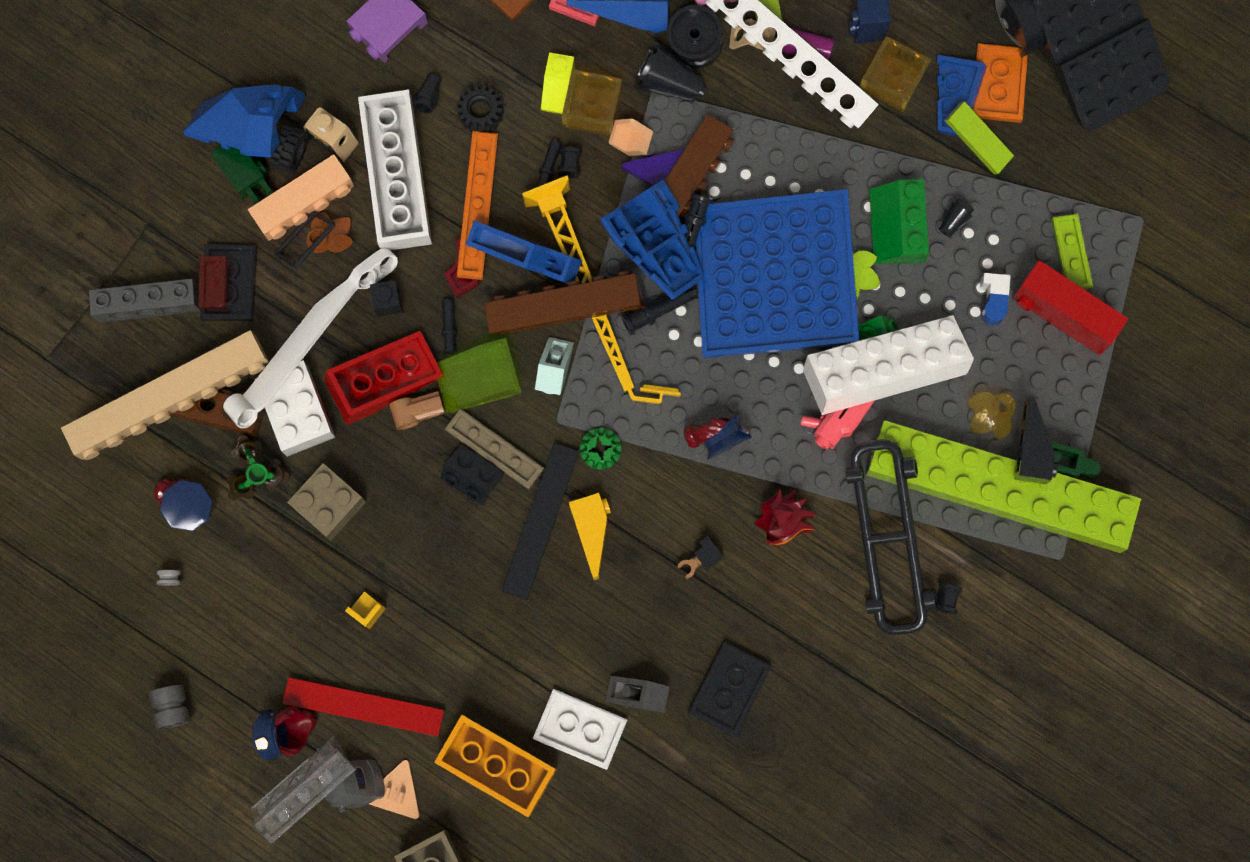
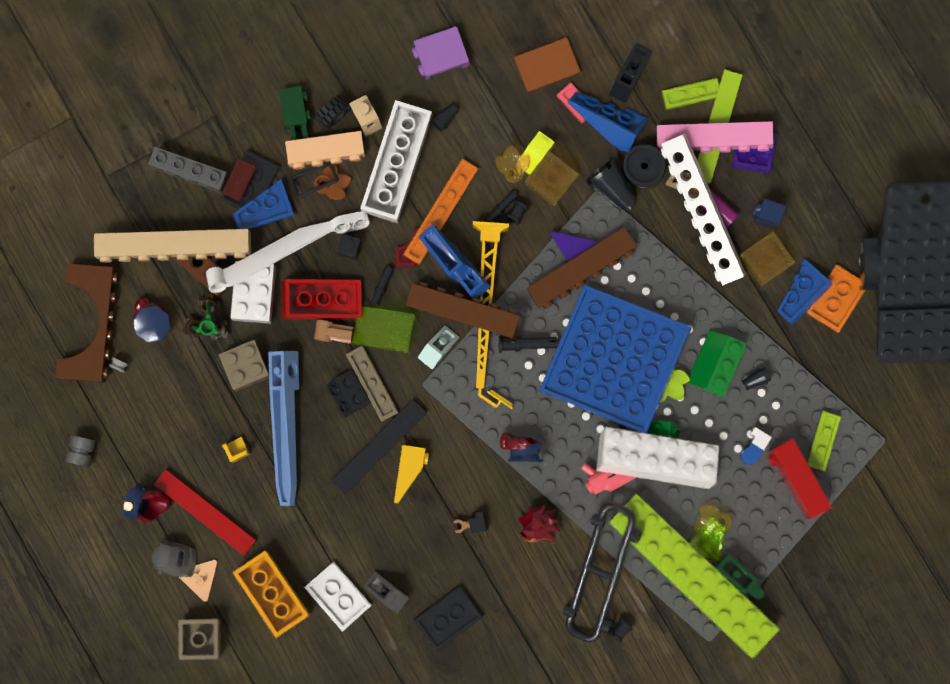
camera: 25 degrees right, 5 degrees up
(133, 591) = (91, 363): none -> reddish brown arch
(245, 118) = (311, 78): blue wedge -> none
(262, 301) = (265, 208): none -> blue wing
(301, 790) = (140, 549): clear fence -> none
(385, 502) = (282, 383): none -> medium blue piece
(475, 95) = (474, 134): black tyre -> none
(536, 104) = (513, 161): none -> clear yellow plate
(607, 438) = (449, 413): green gear -> none
(630, 137) = (566, 215): light nougat panel -> none
(655, 239) = (543, 298): blue wedge -> none
(697, 219) = (578, 294): black pin -> none
(979, 137) = (801, 331): lime tile -> none
(998, 432) = (709, 540): none -> clear neon green slope
(1035, 451) = (723, 564): black slope -> none

